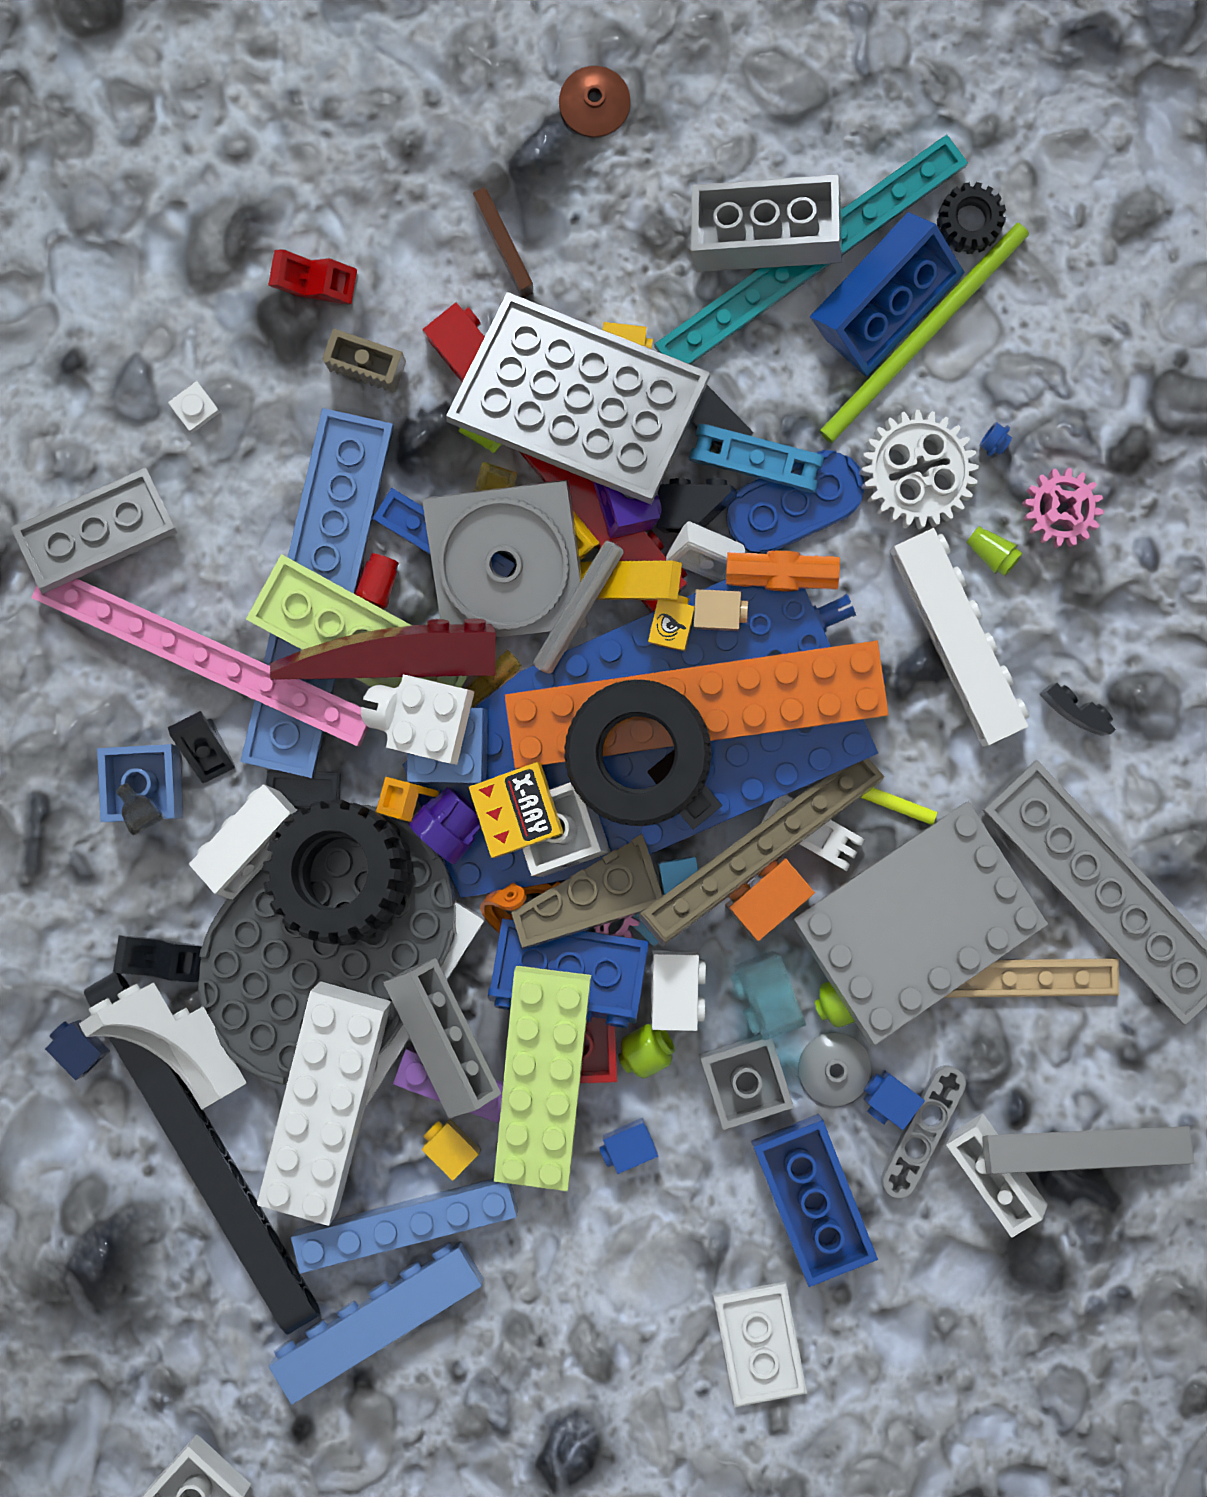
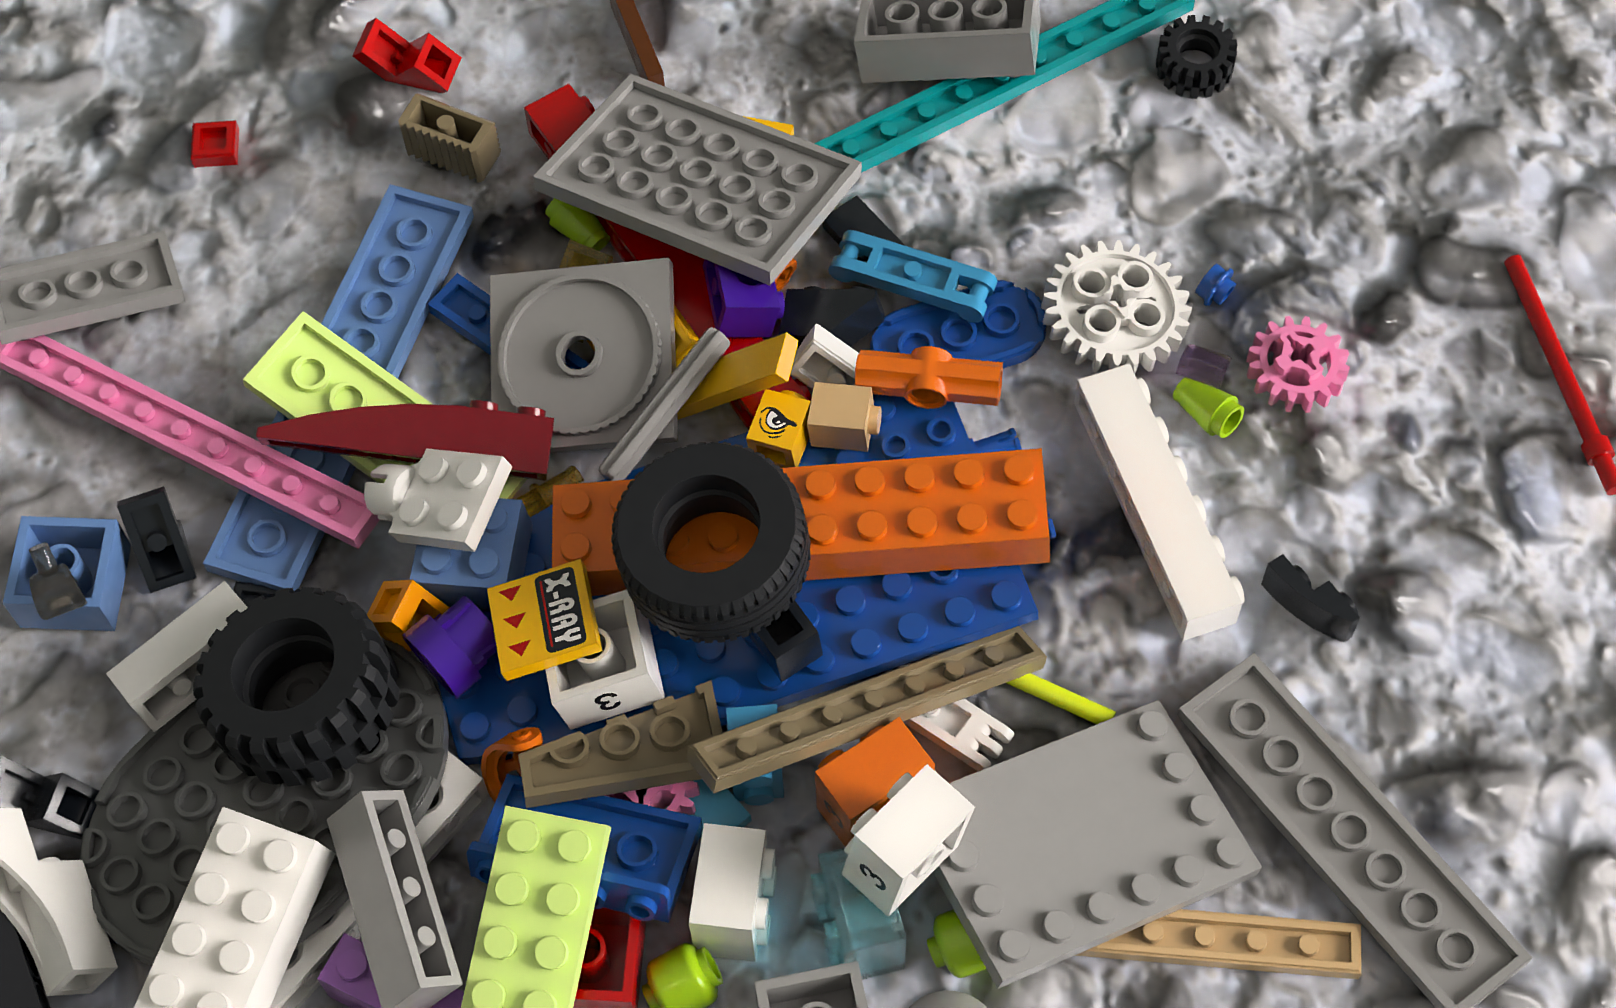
camera: 10 degrees right, 25 degrees down
(167, 374) = (215, 144): none -> red tile
(194, 407) = (238, 178): white plate -> none
(378, 580) = (425, 368): red piece -> none
(804, 967) = (905, 838): none -> white brick
(888, 293) = (1091, 122): blue slope -> none
(924, 332) = (1129, 171): lime piece -> none
(989, 515) = (1203, 365): none -> clear purple tile

